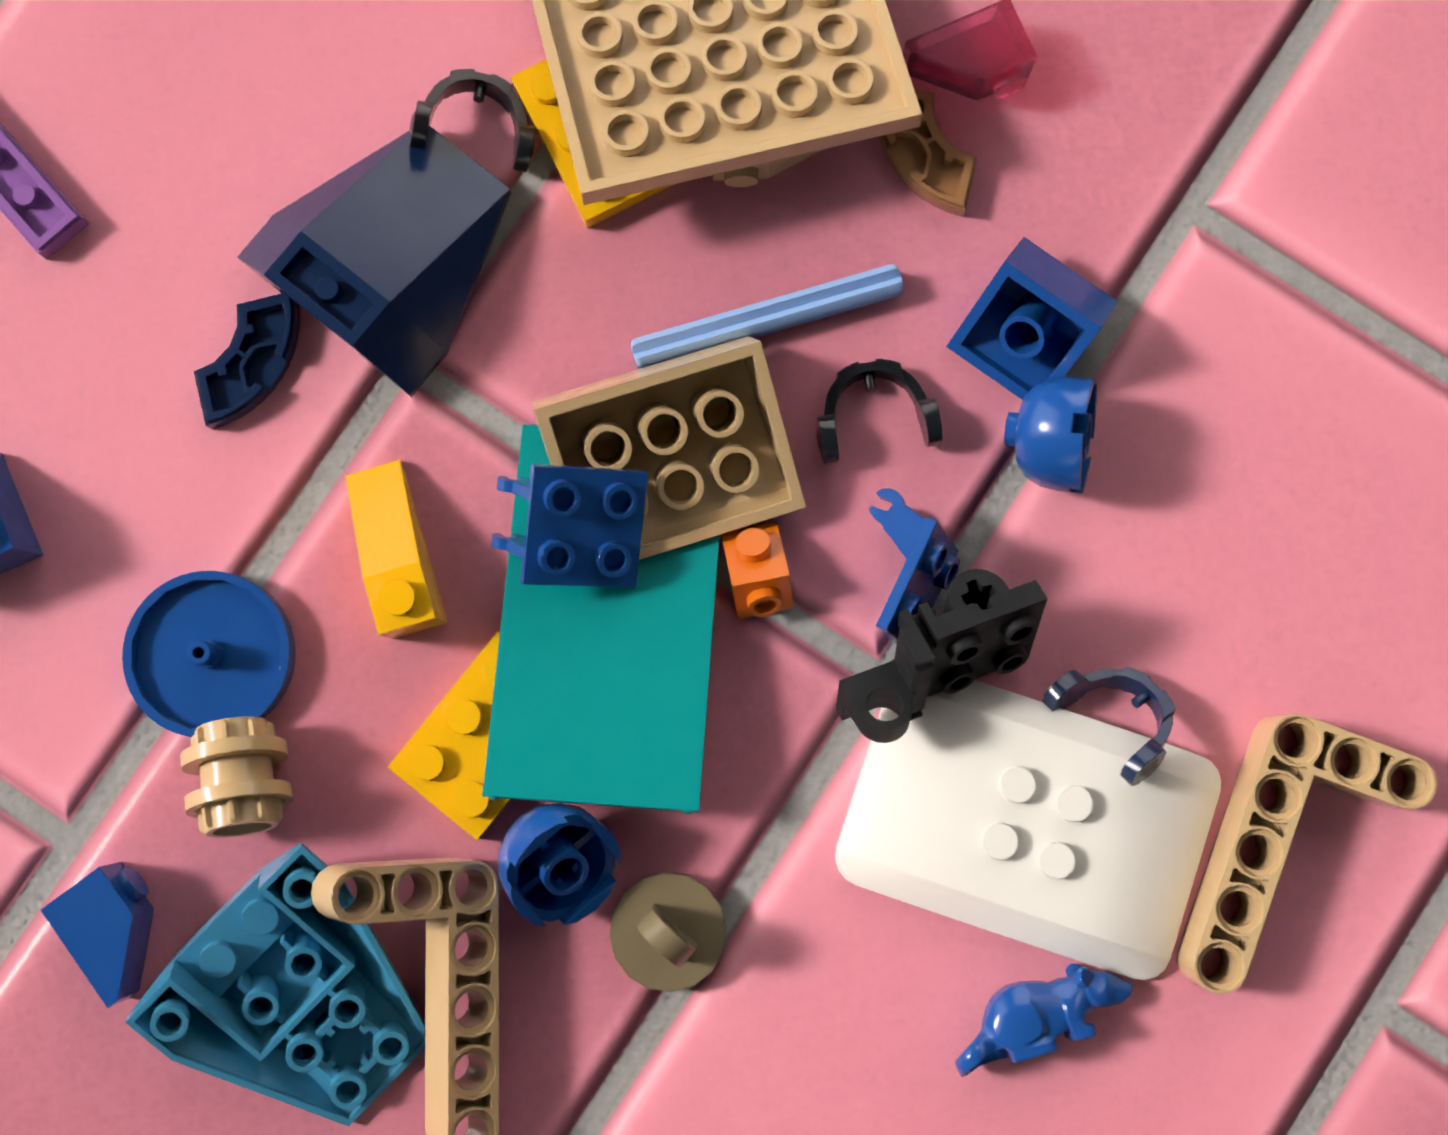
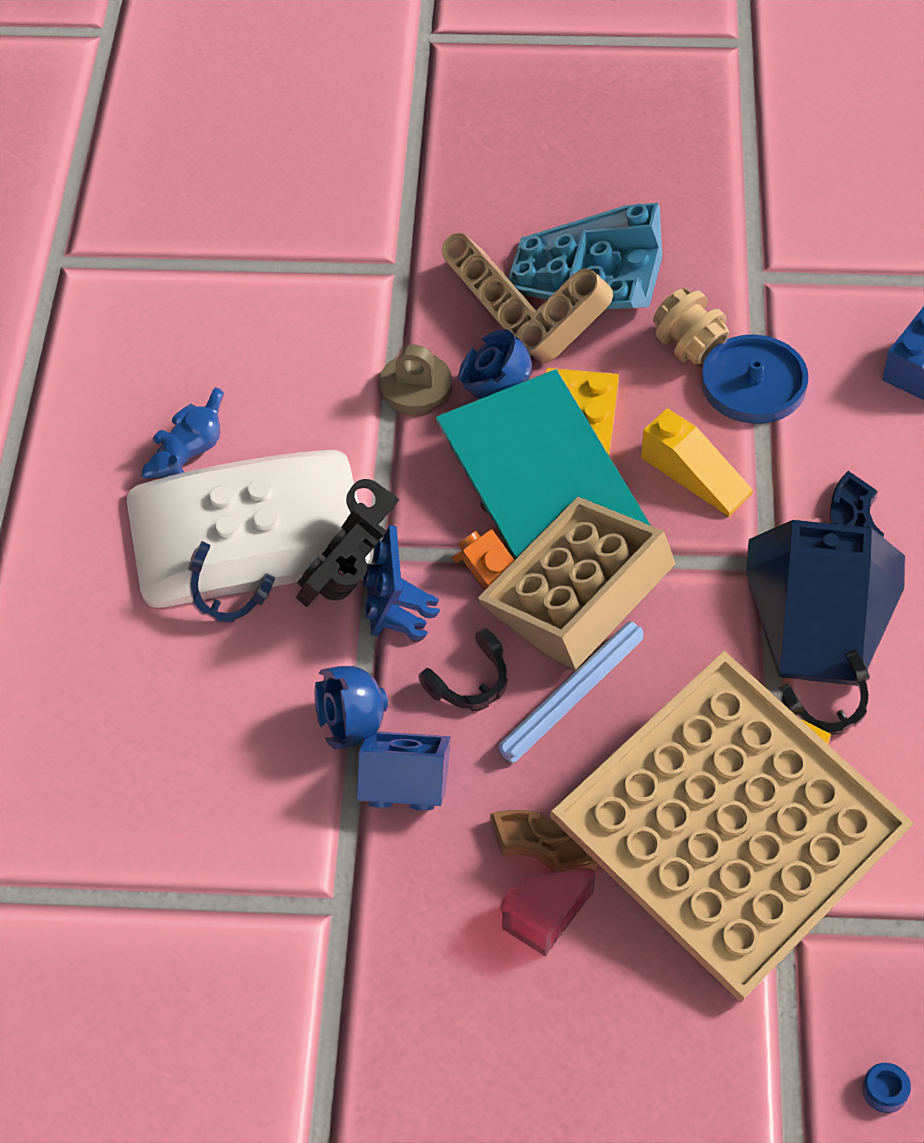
camera: 150 degrees right, 30 degrees down
(106, 929) = (704, 245): blue slope -> none
(579, 525) = (599, 502): blue plate -> none
(1275, 828) = (109, 589): tan beam -> none

